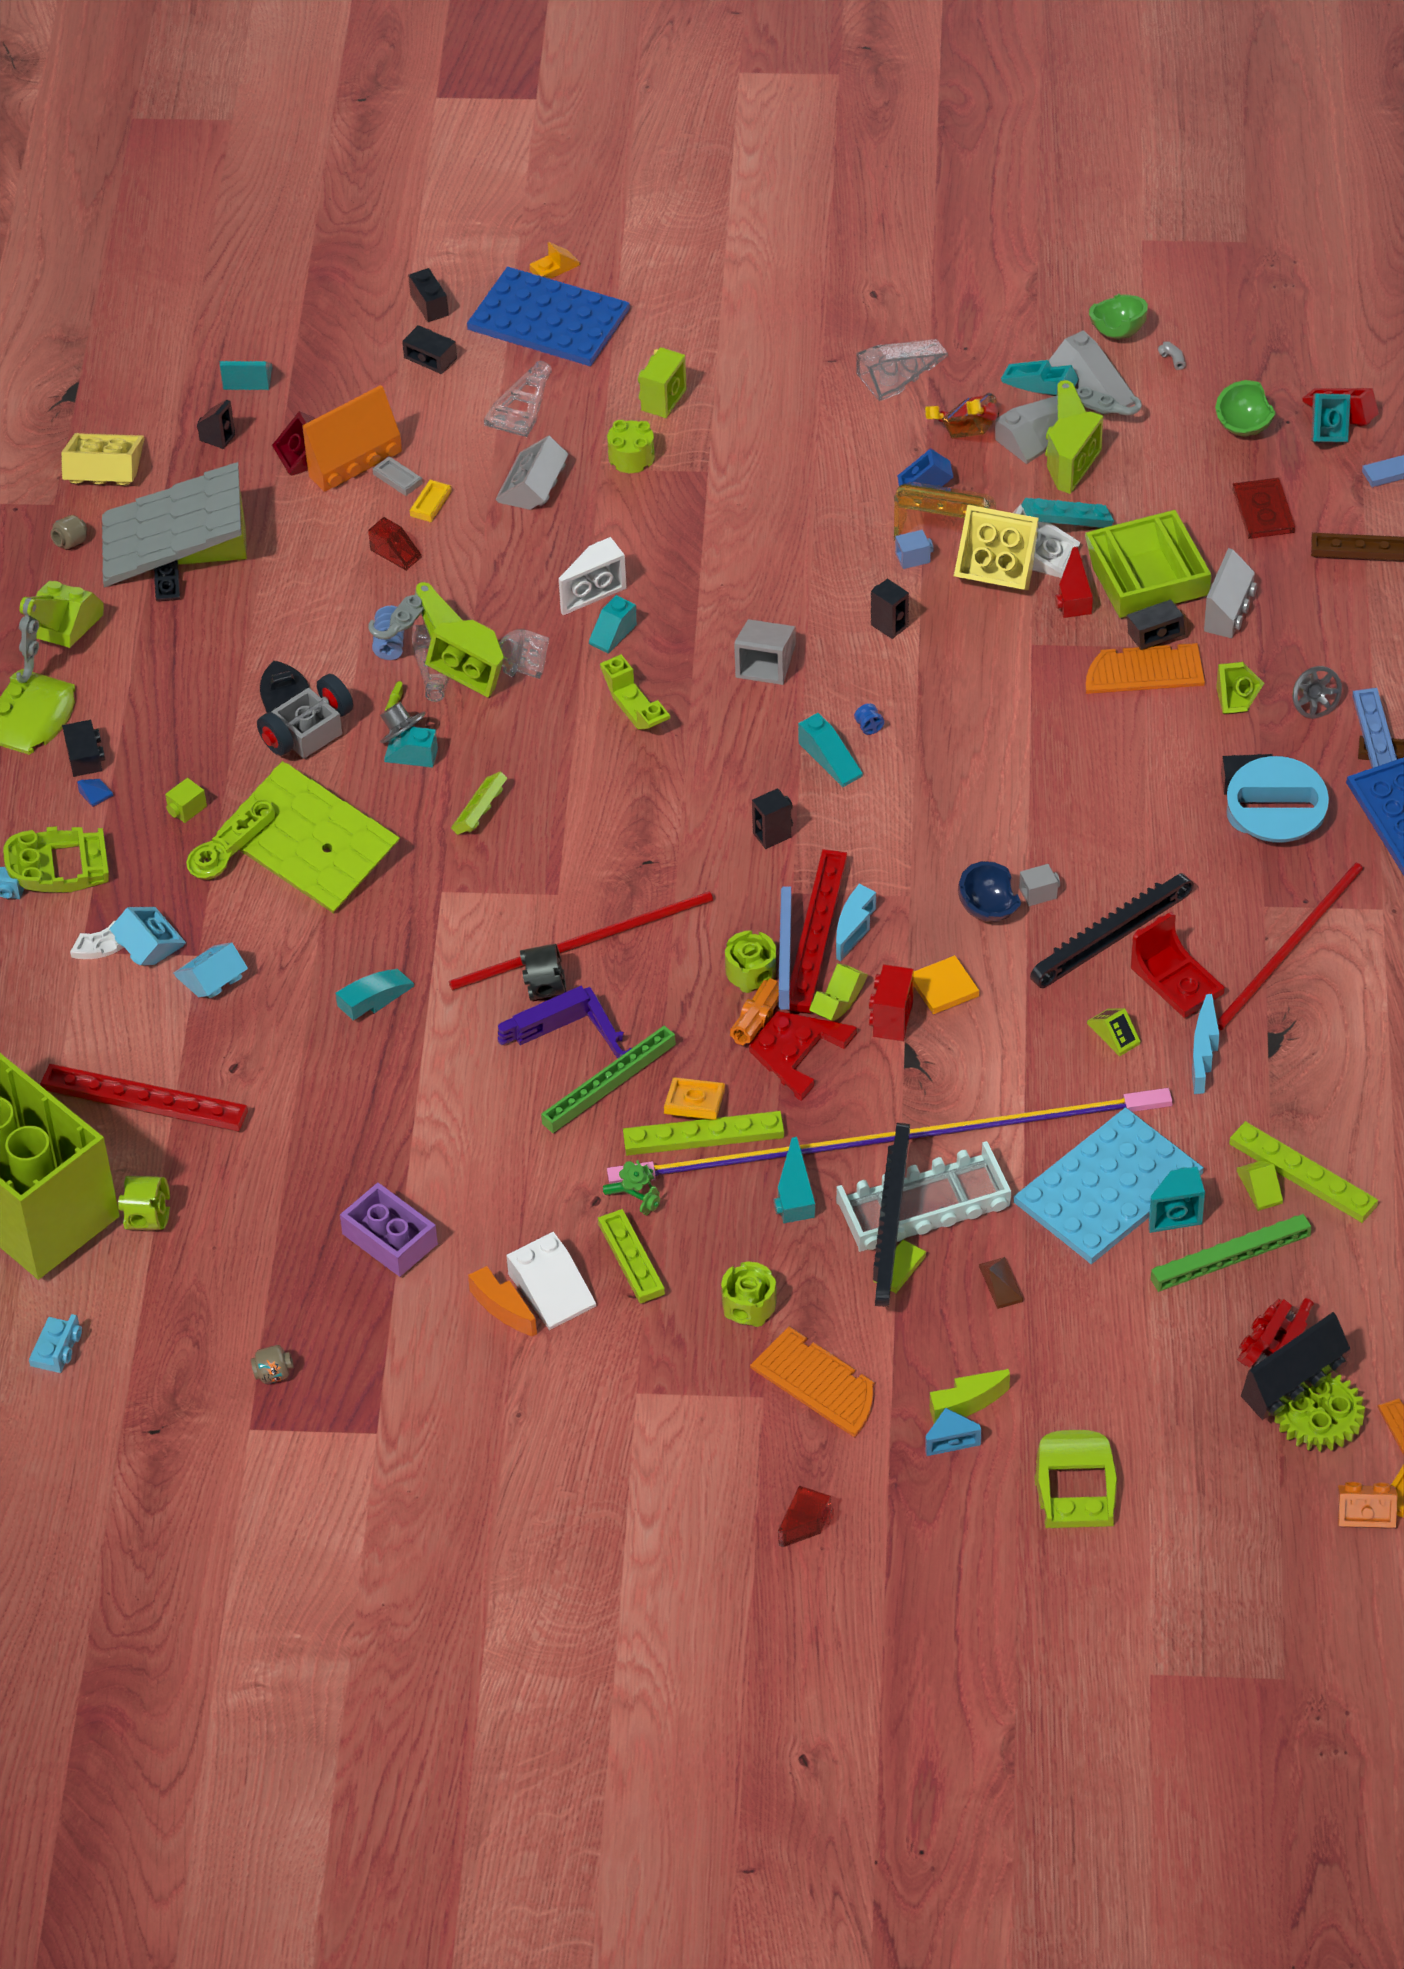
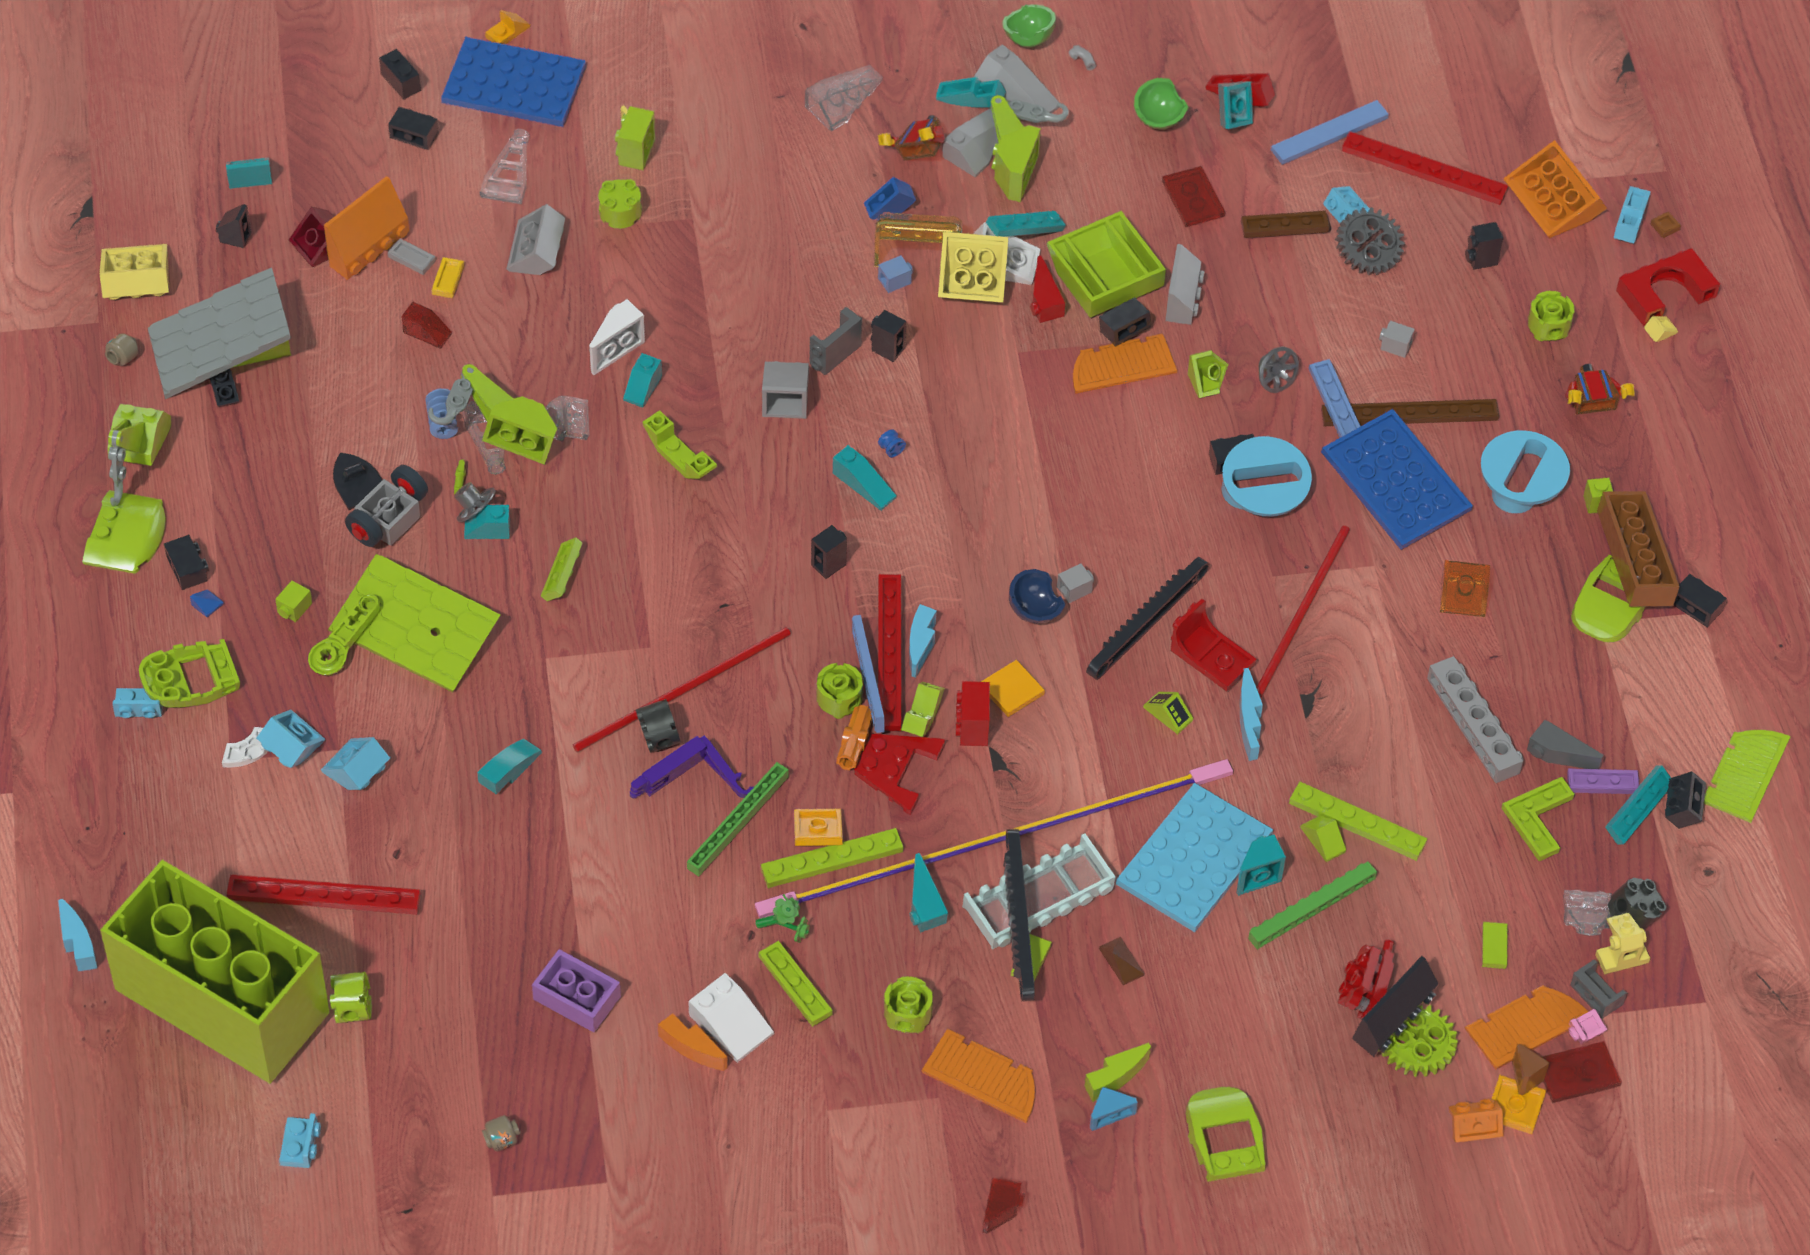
camera: 15 degrees left, 5 degrees up
(831, 611) = (839, 345): none -> dark grey panel

